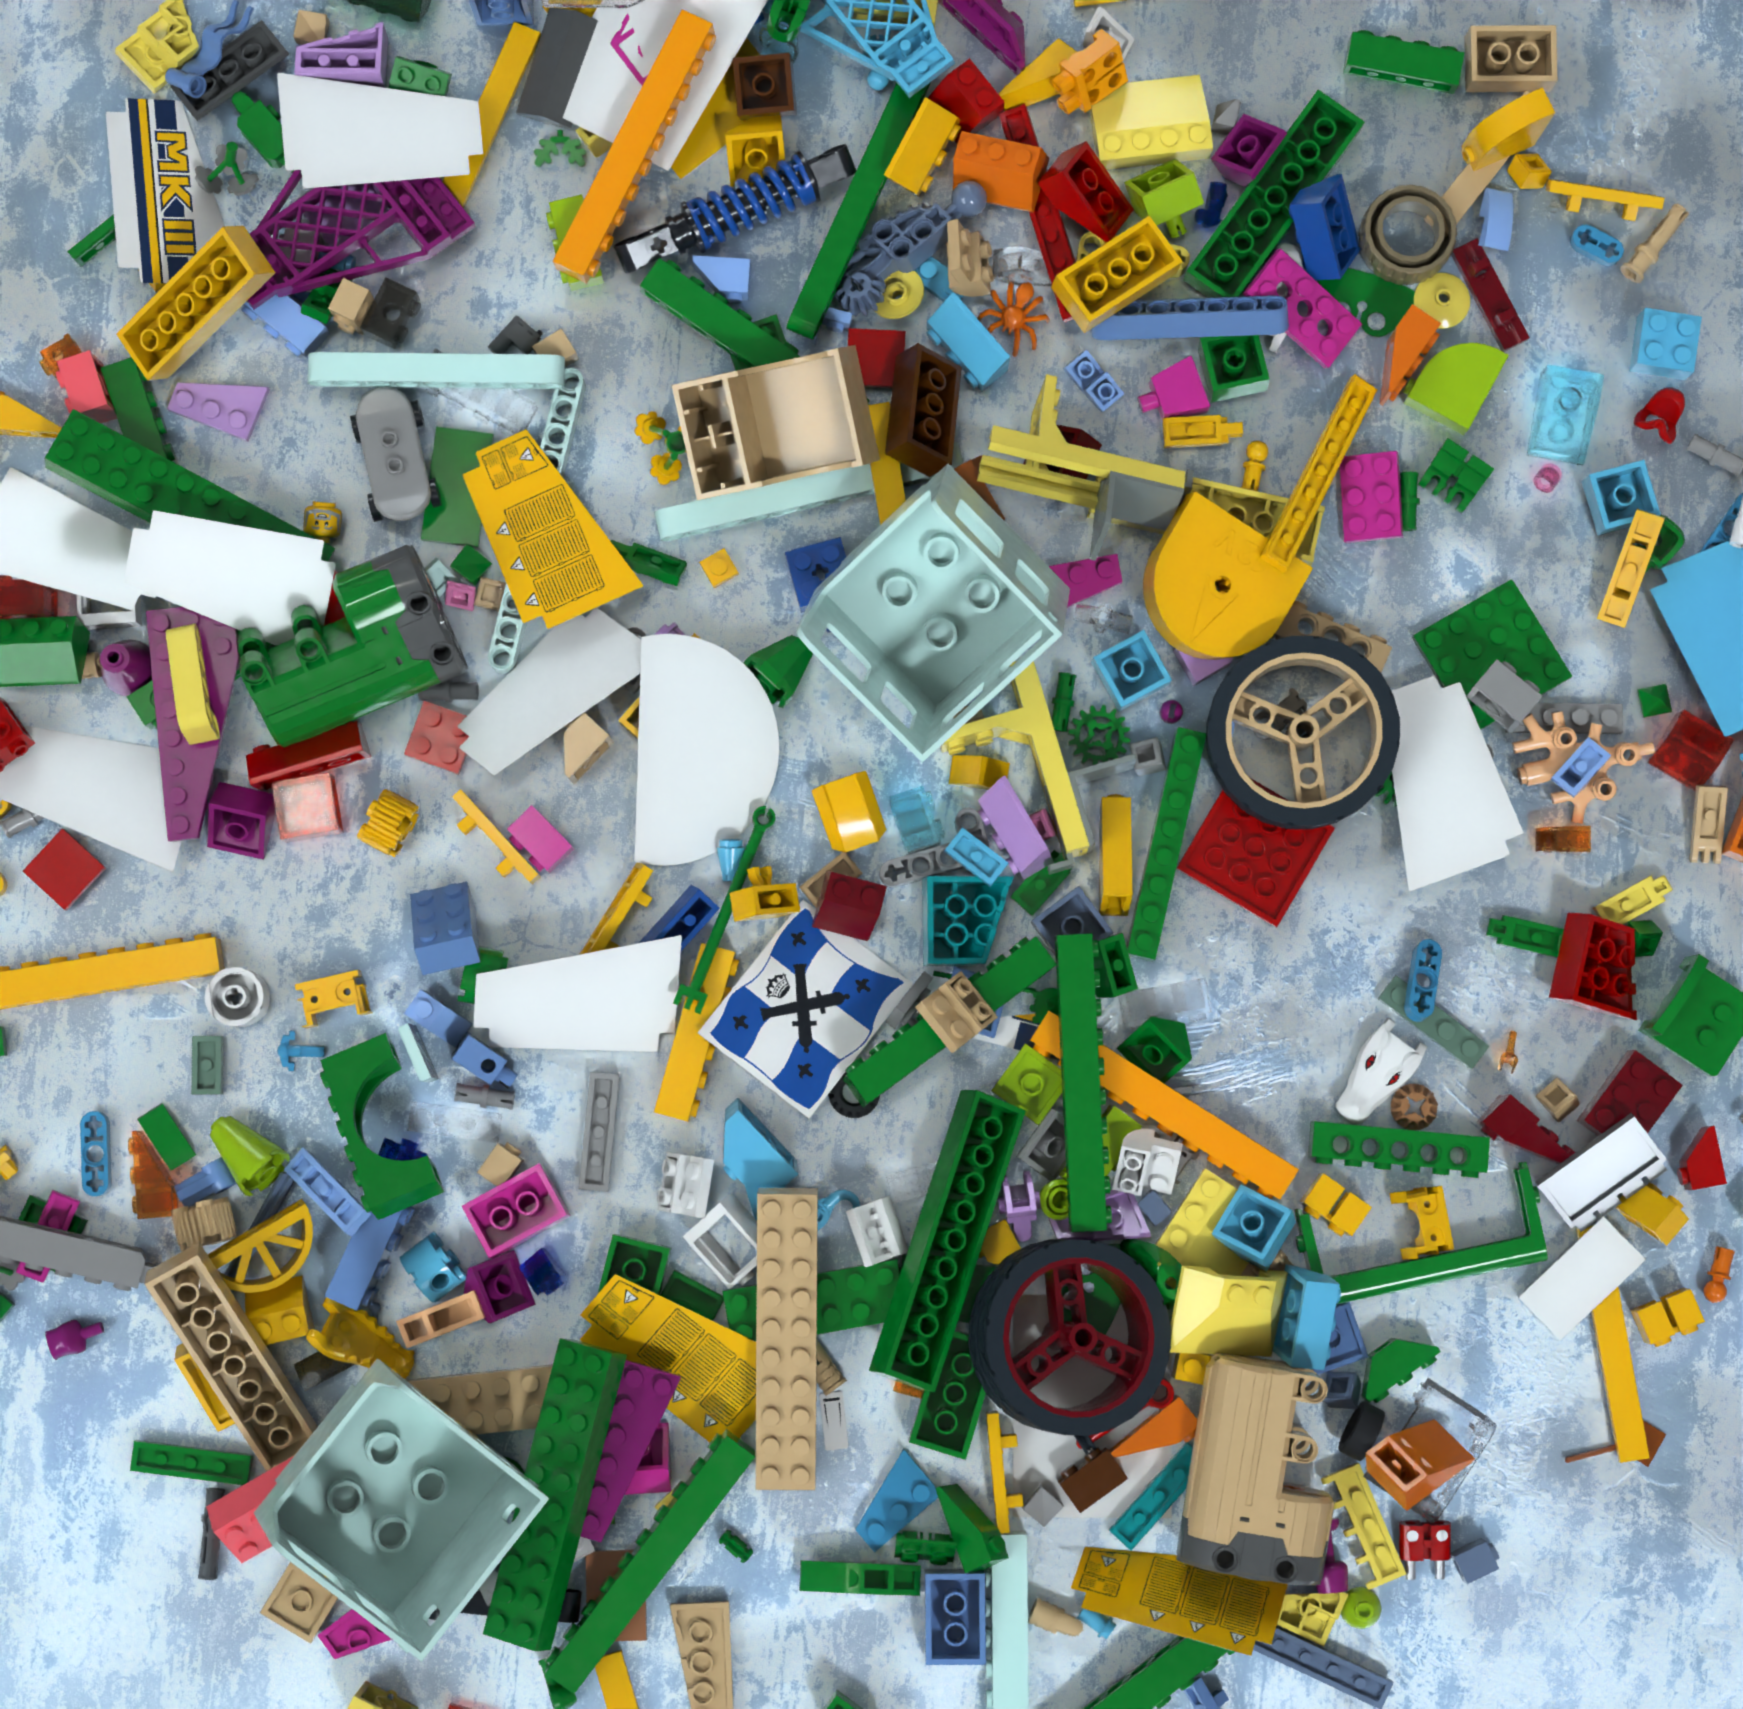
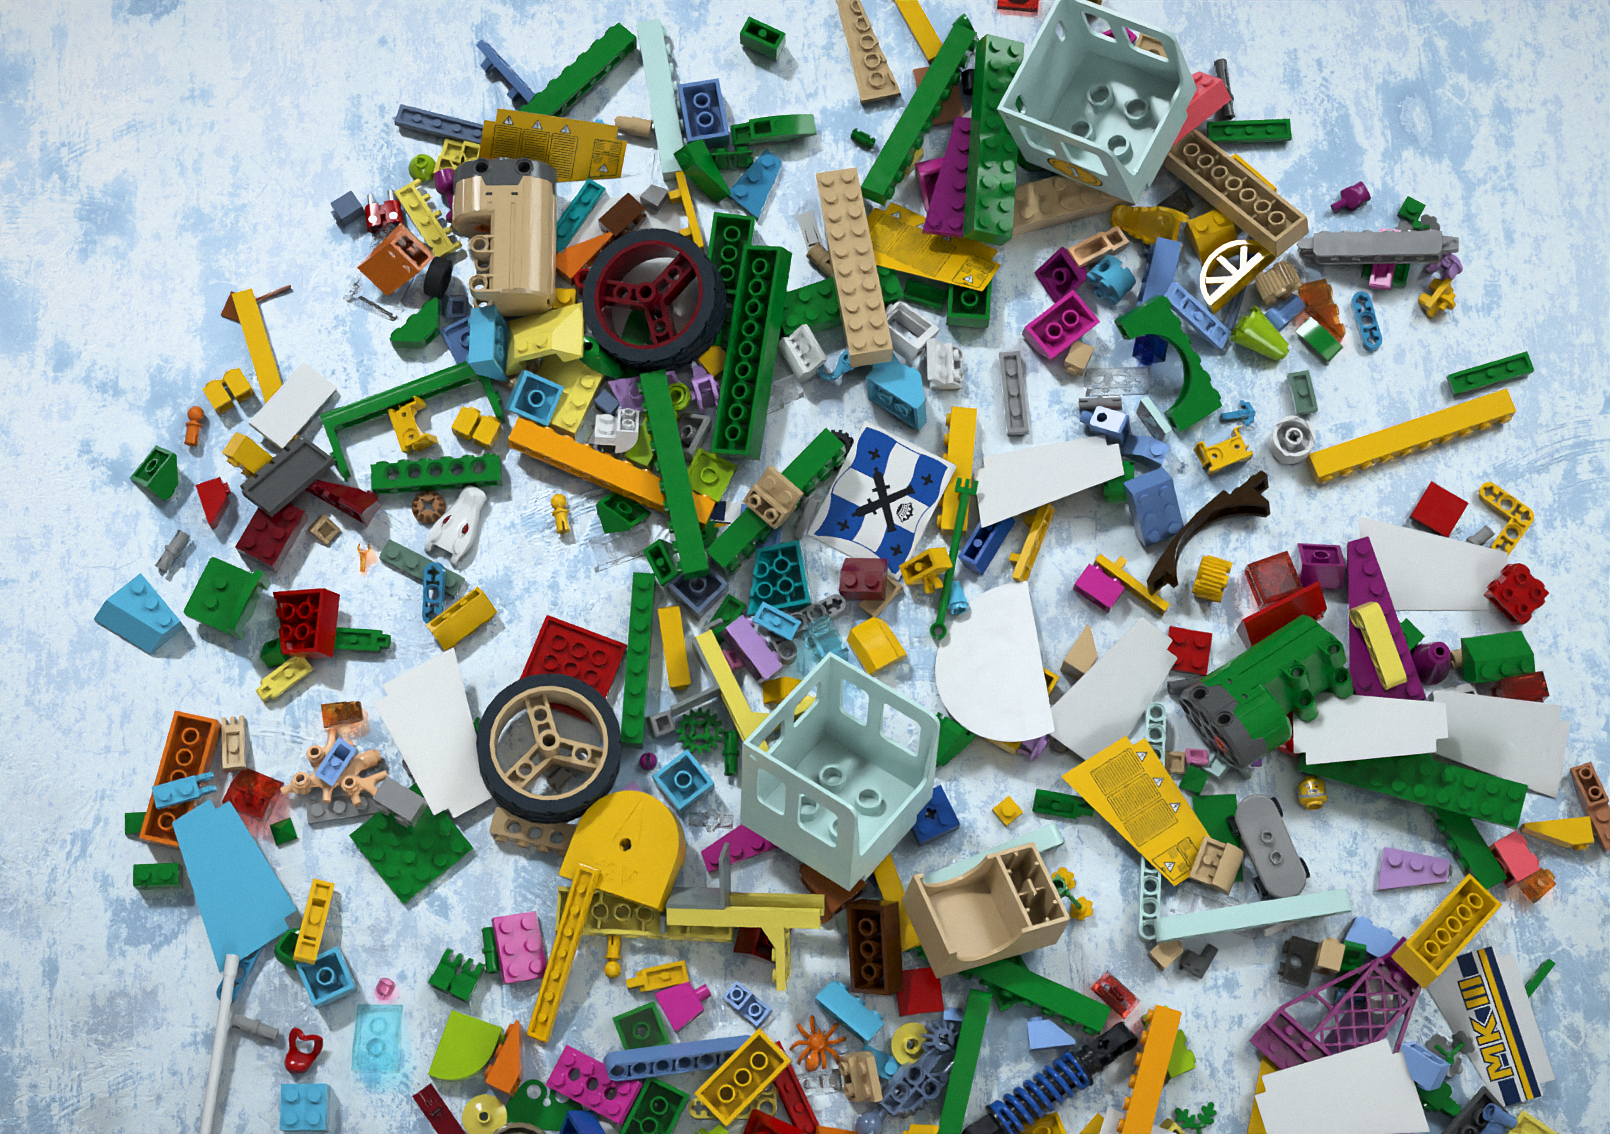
camera: 170 degrees right, 10 degrees down
(264, 148) = (1424, 1066): none -> light blue slope
(324, 922) = (1241, 502): none -> dark brown slope
(467, 444) = (1216, 865): none -> tan brick
(542, 1272) = (1033, 289): clear blue slope -> none
(629, 307) = (1115, 994): none -> clear red tile
(1239, 1081) = (559, 502): none -> yellow pin
(1391, 938) = (461, 619): none -> yellow brick

